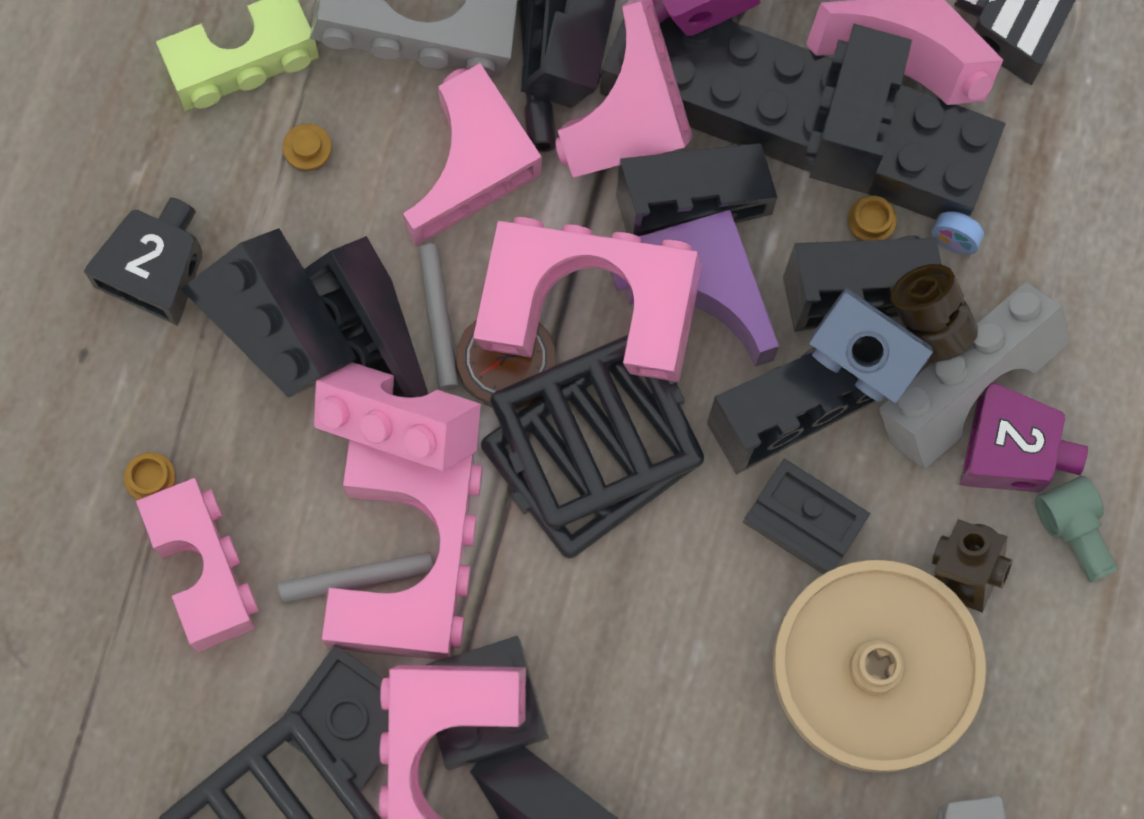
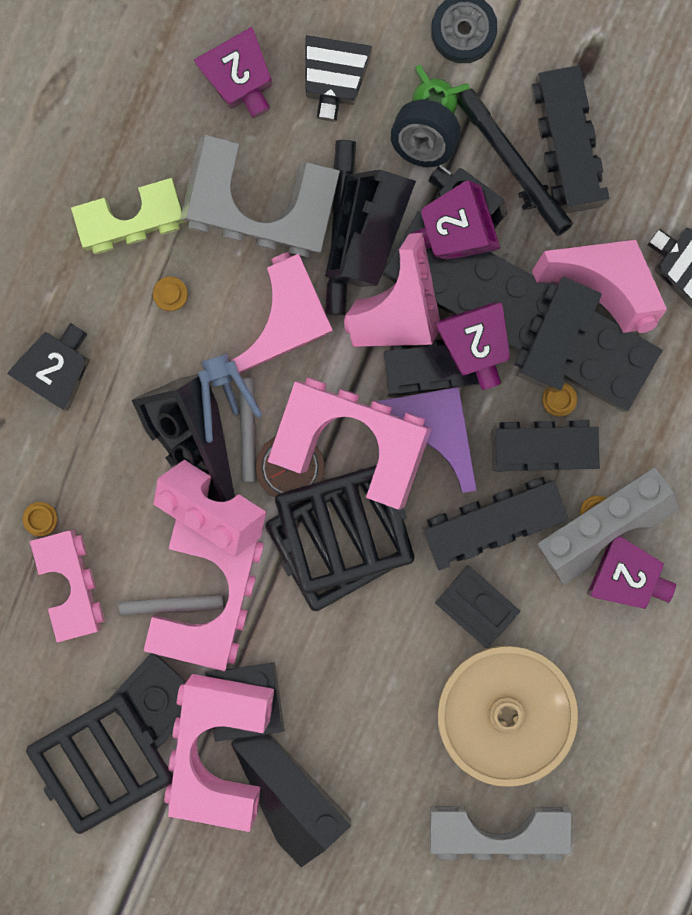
camera: 10 degrees right, 15 degrees up
(272, 312) = (133, 421): black wedge -> none
(387, 230) = (220, 372): none -> sand blue plant
(747, 131) = (477, 341): none -> magenta torso
(901, 353) = (529, 490): sand blue brick -> none
(935, 310) = (584, 487): dark brown wheel -> none
(958, 232) = (617, 418): light blue tile -> none
(972, 562) = (581, 655): dark brown brick -> none
(1074, 515) = (658, 629): sand green pin -> none

